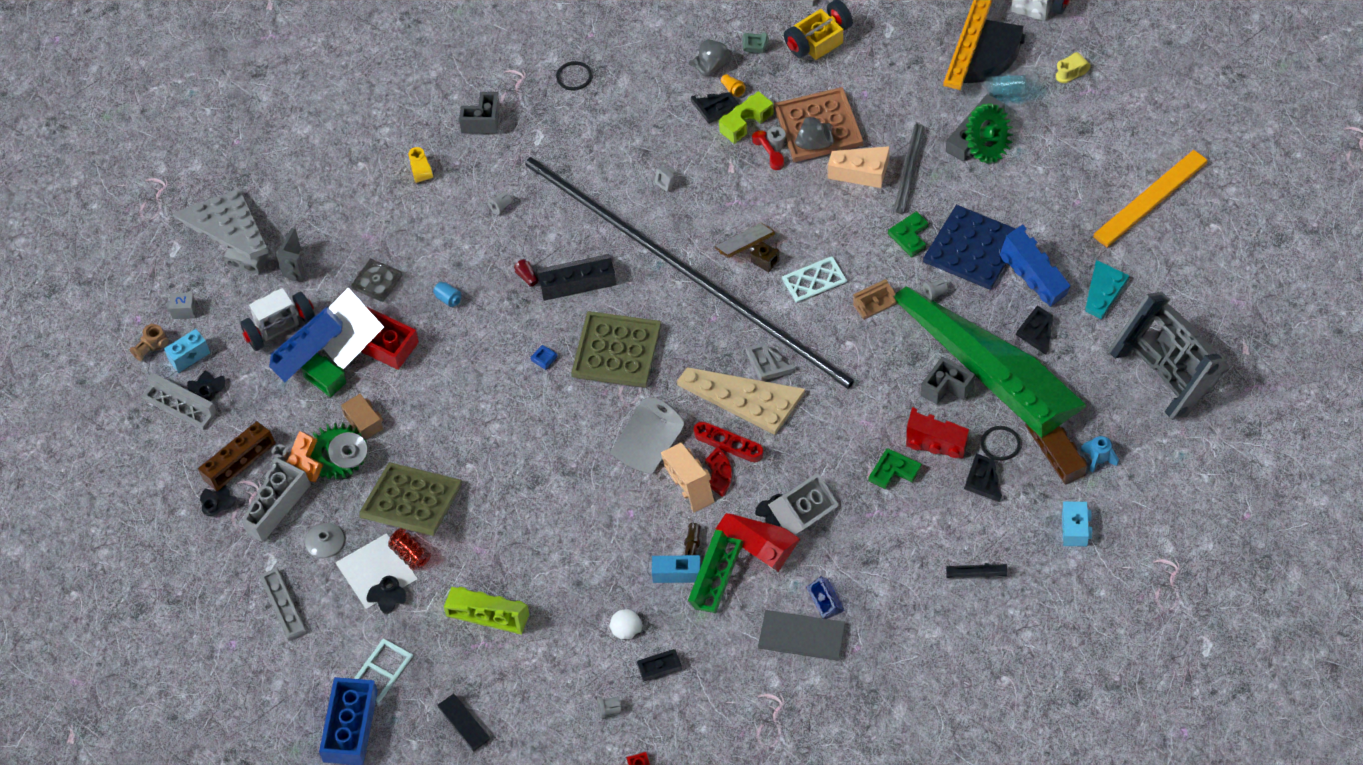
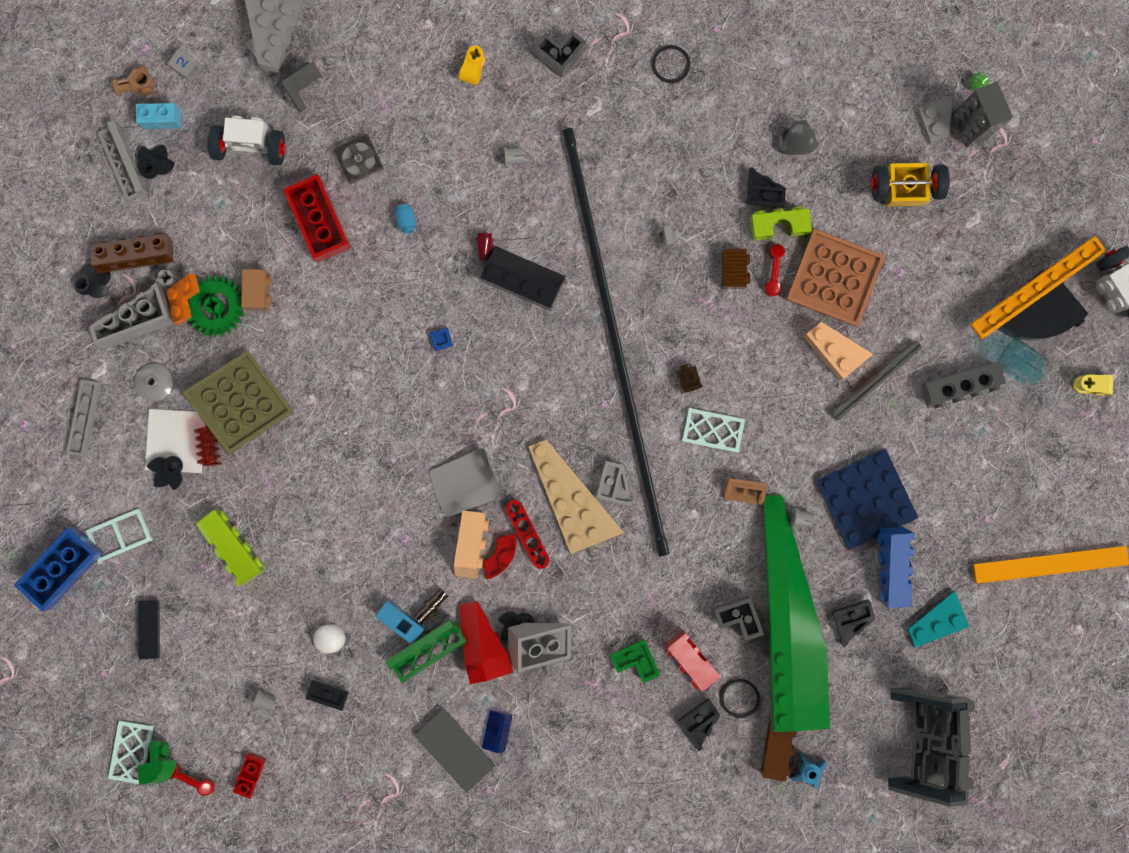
camera: 30 degrees right, 30 degrees up
(305, 344) = (245, 191): blue wedge -> none
(324, 374) = (252, 224): green brick -> none
(347, 443) = (208, 316): light grey dish -> none
(357, 329) = (291, 199): white sticker -> none
(616, 349) = (503, 378): olive plate -> none
(733, 85) = (795, 181): light orange cone -> none
(736, 165) = (735, 268): none -> reddish brown brick
(744, 240) = (684, 351): flat silver piece -> none
(755, 42) = (848, 149): sand green plate -> none
(776, 137) = (786, 262): light grey bush -> none
(814, 134) = (819, 293): dark grey piece -> none
(906, 233) = (819, 444): green plate -> none
(967, 571) = (647, 814): black pin -> none
(996, 132) = (970, 406): green gear -> none
(1075, 523) = (741, 810): medium azure brick -> none

